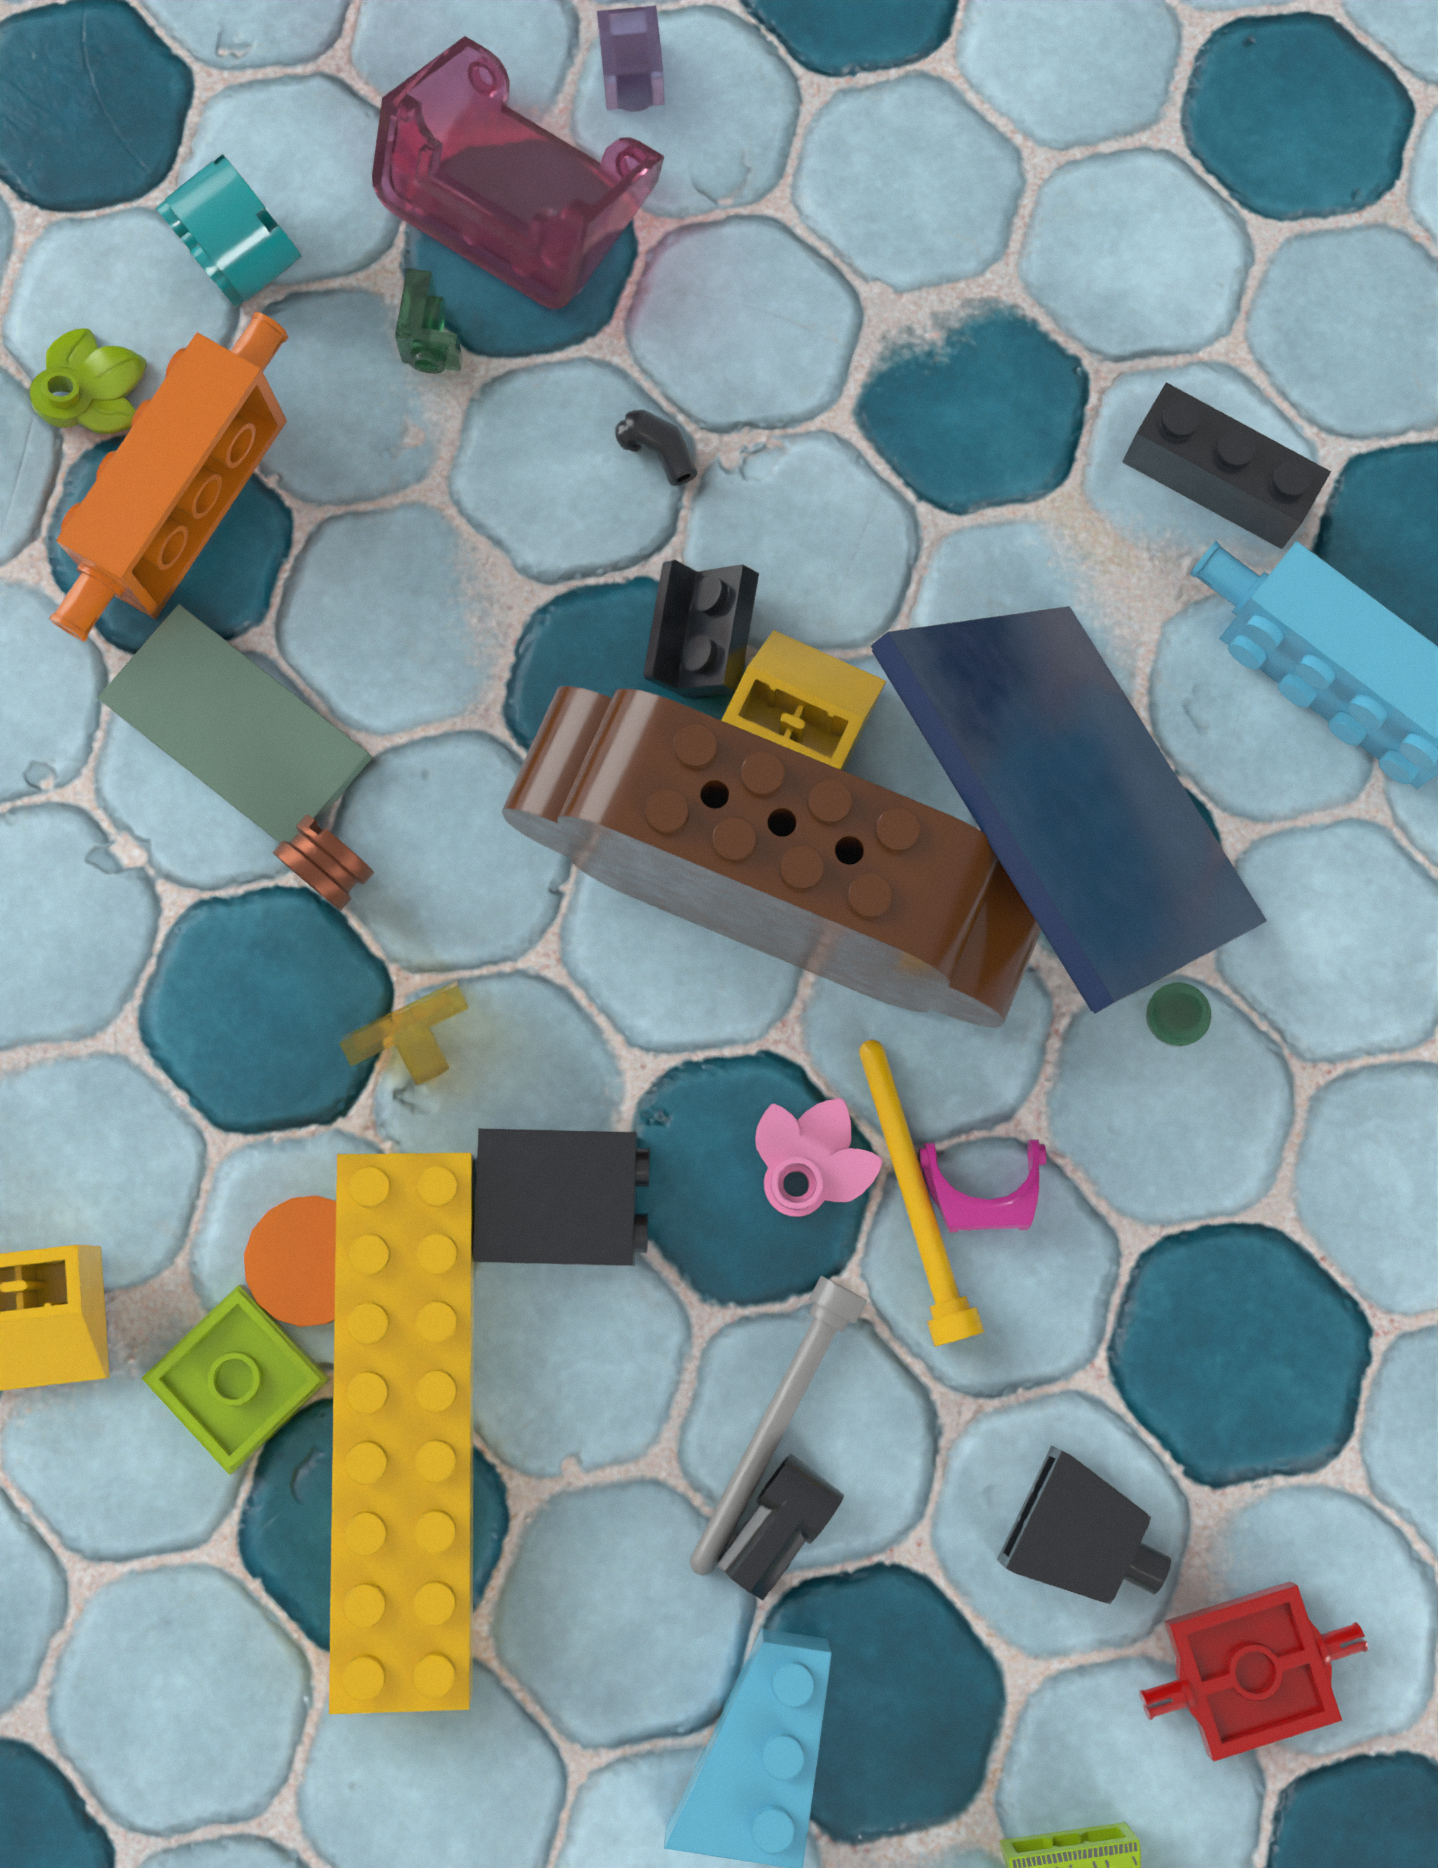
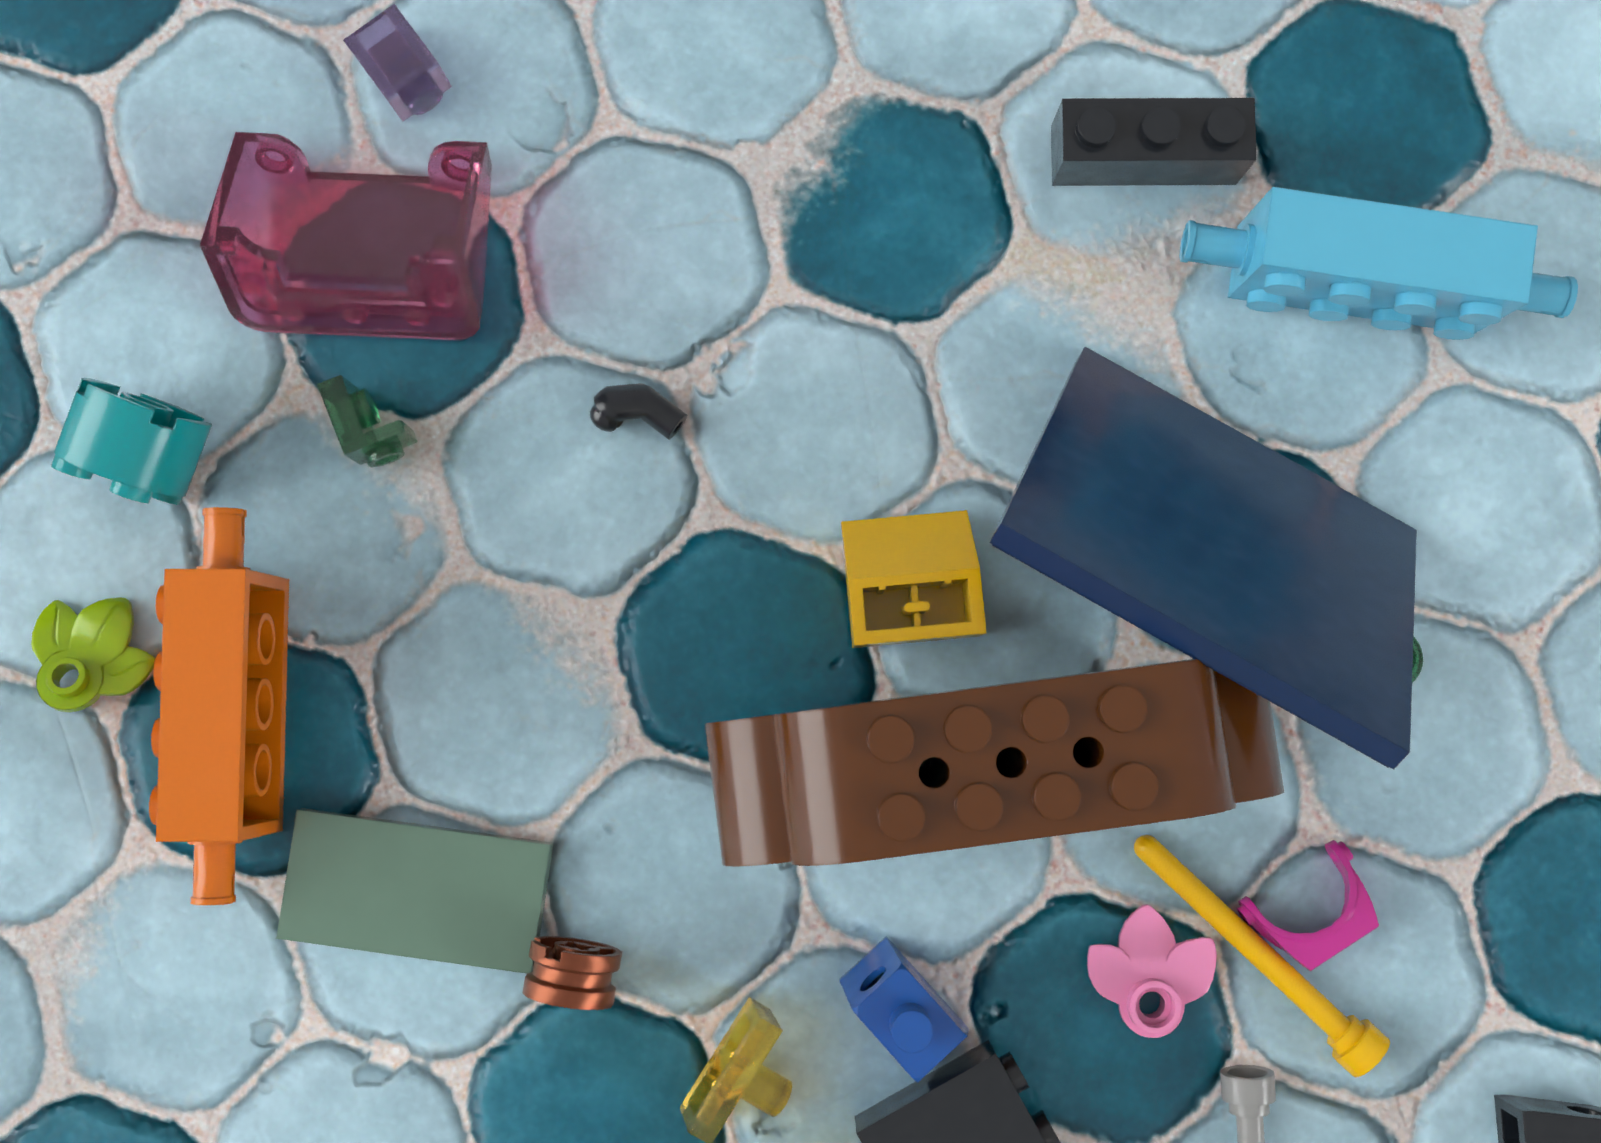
camera: 25 degrees left, 5 degrees up
(581, 1063) = (902, 1010): none -> blue torso
(700, 629) = (779, 560): black bracket -> none

